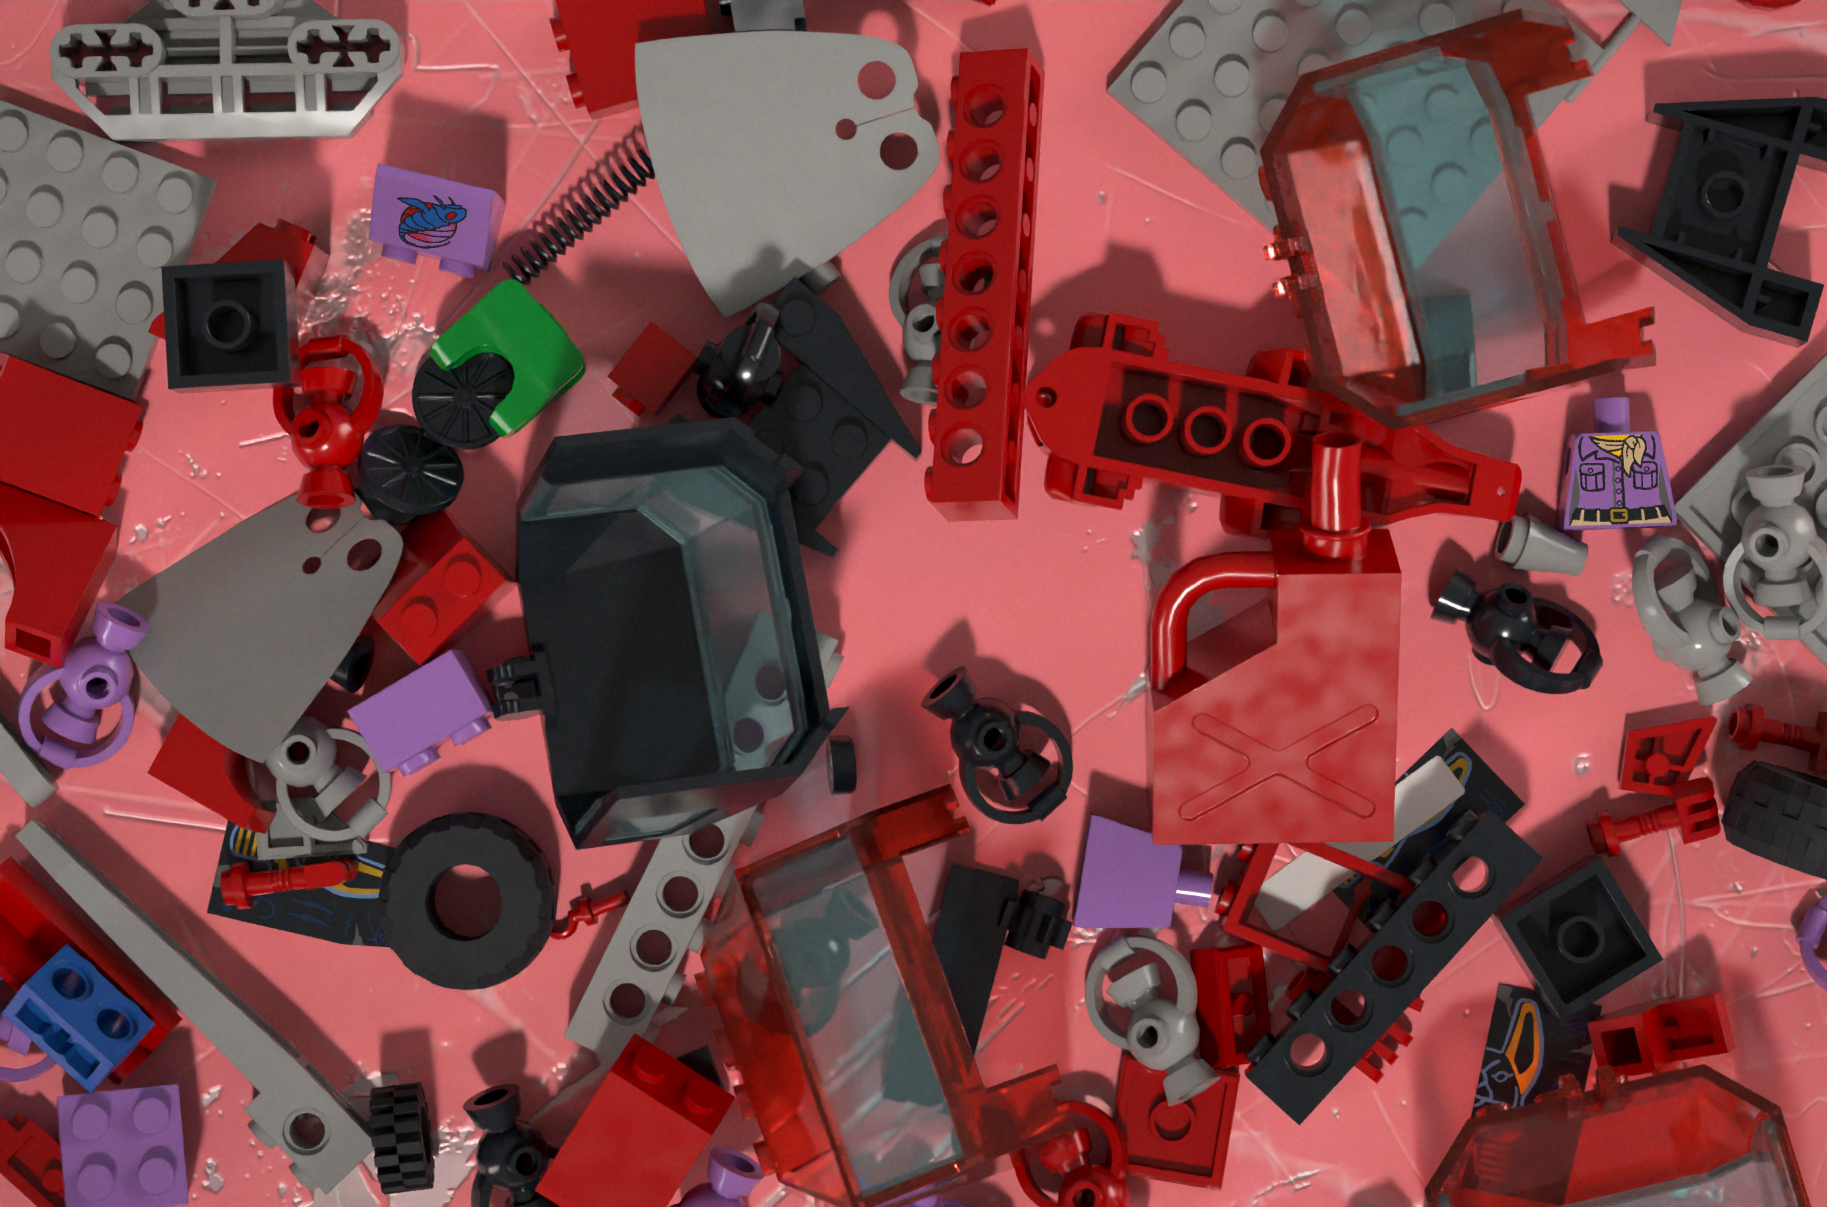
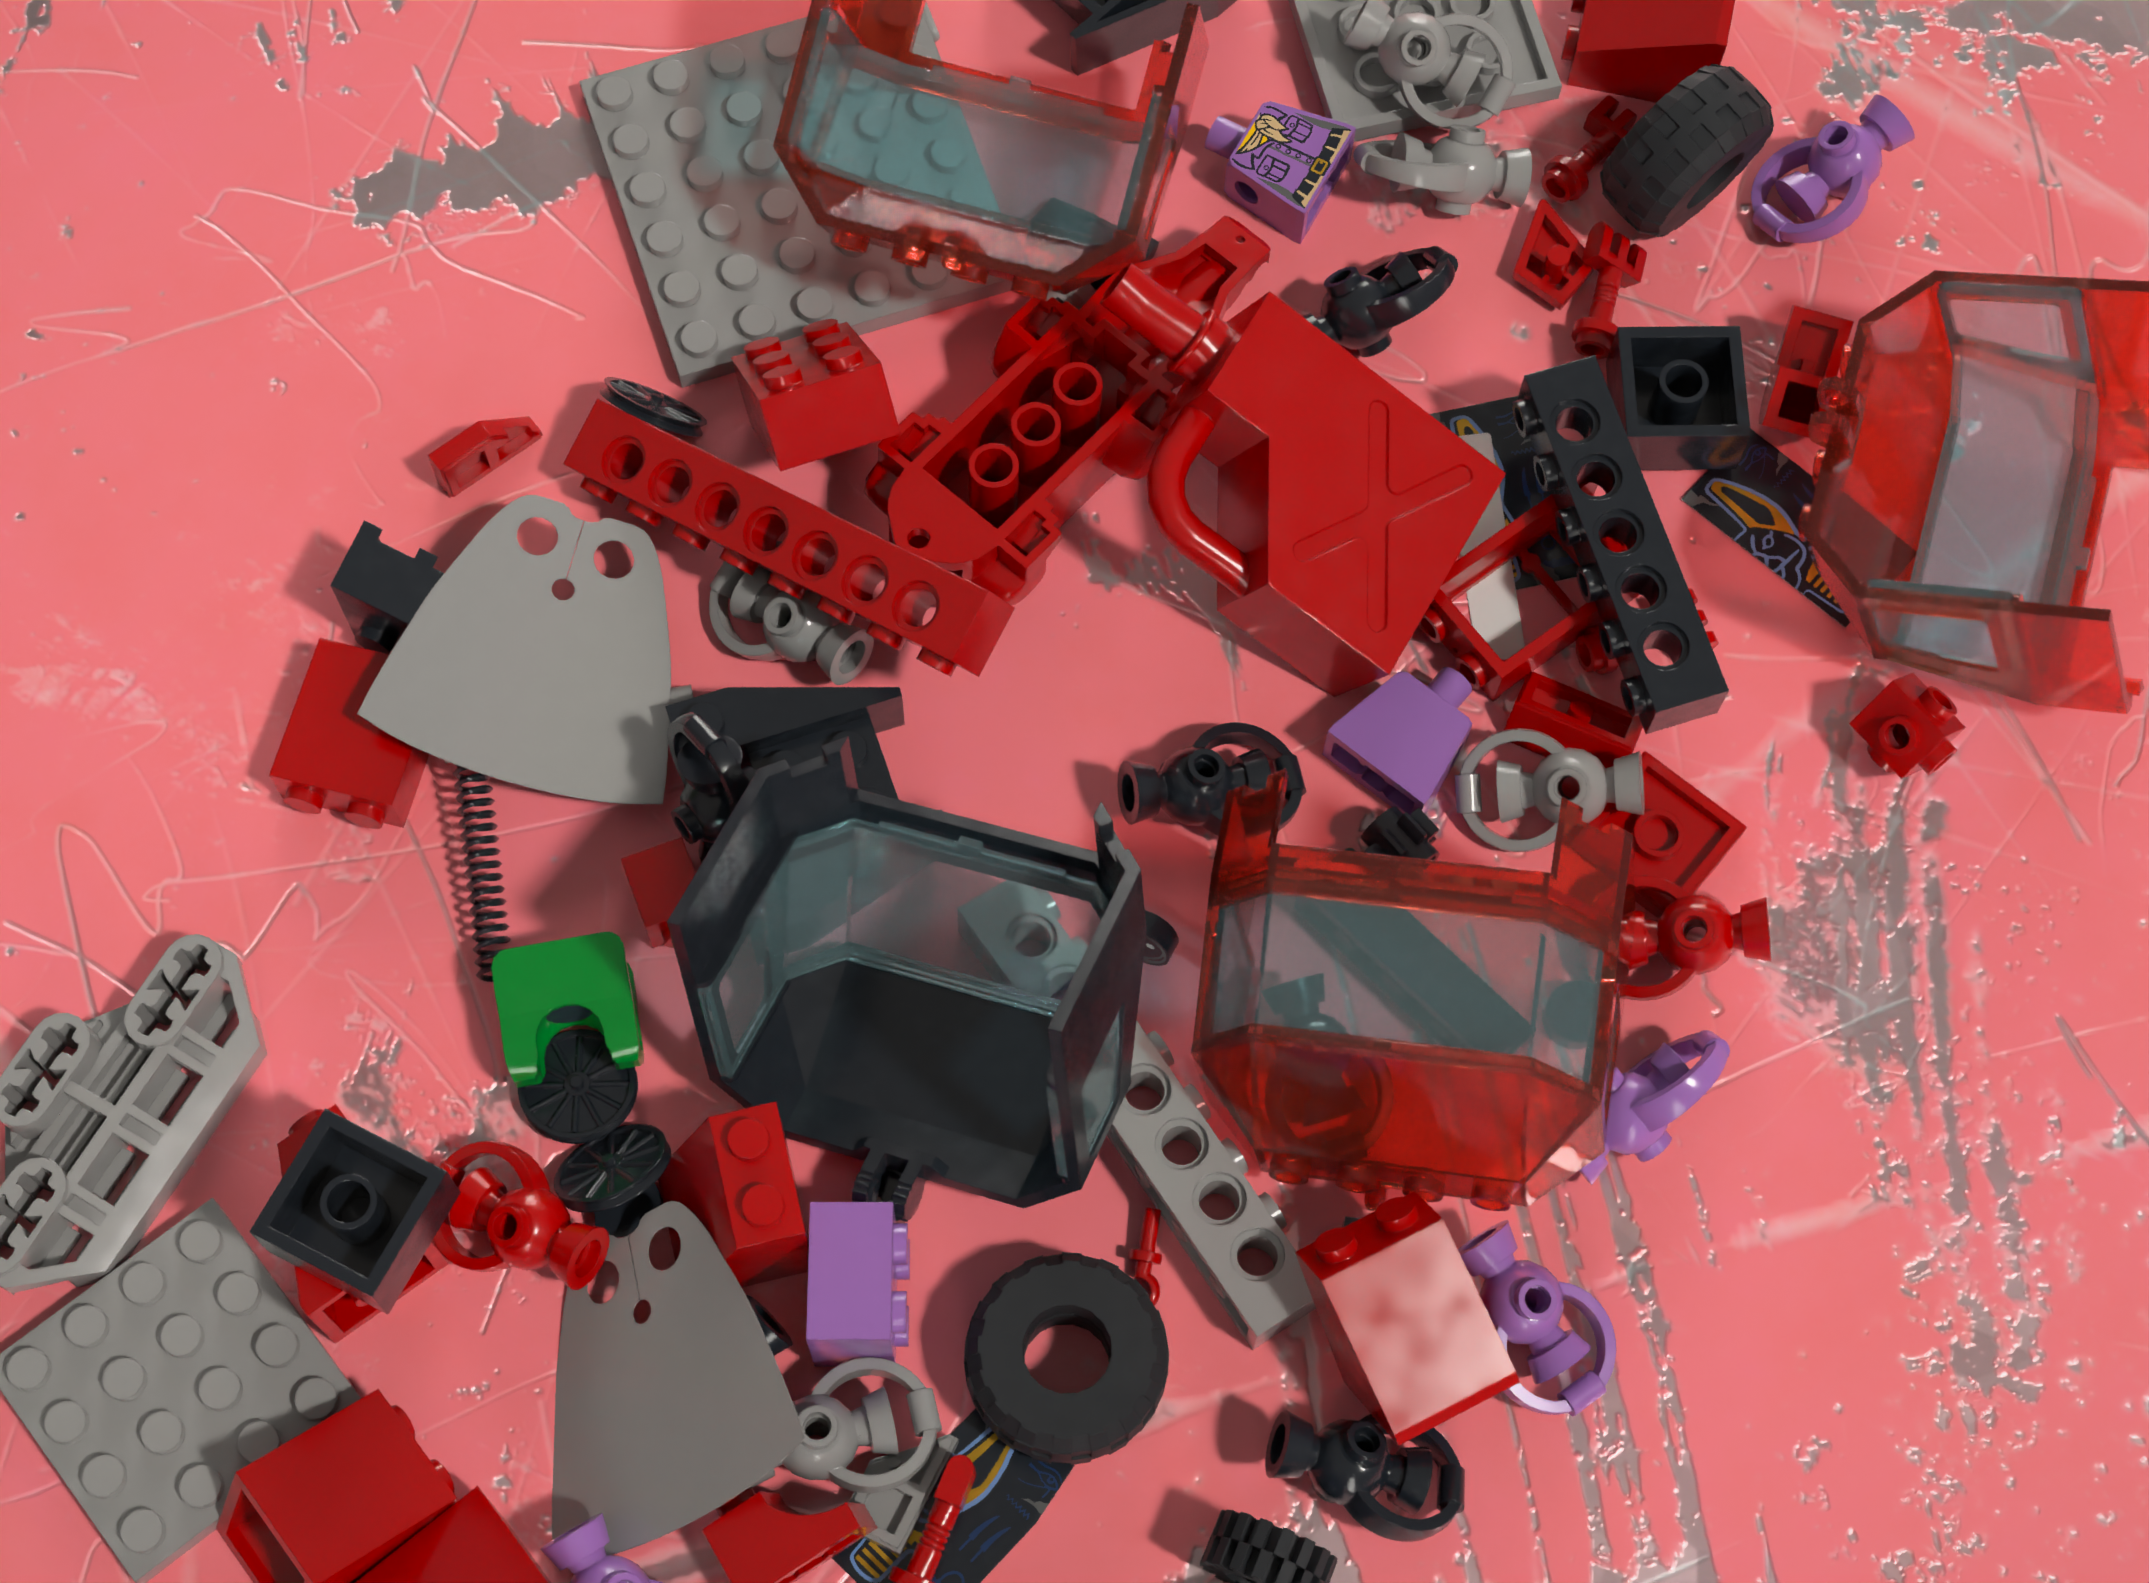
camera: 60 degrees left, 20 degrees down
(434, 220) = (391, 1000): medium lavender slope -> none
(1058, 91) = (653, 406): none -> black wheel
(1132, 227) = (815, 393): none -> red brick
(1536, 546) = (1304, 256): light grey cone -> none

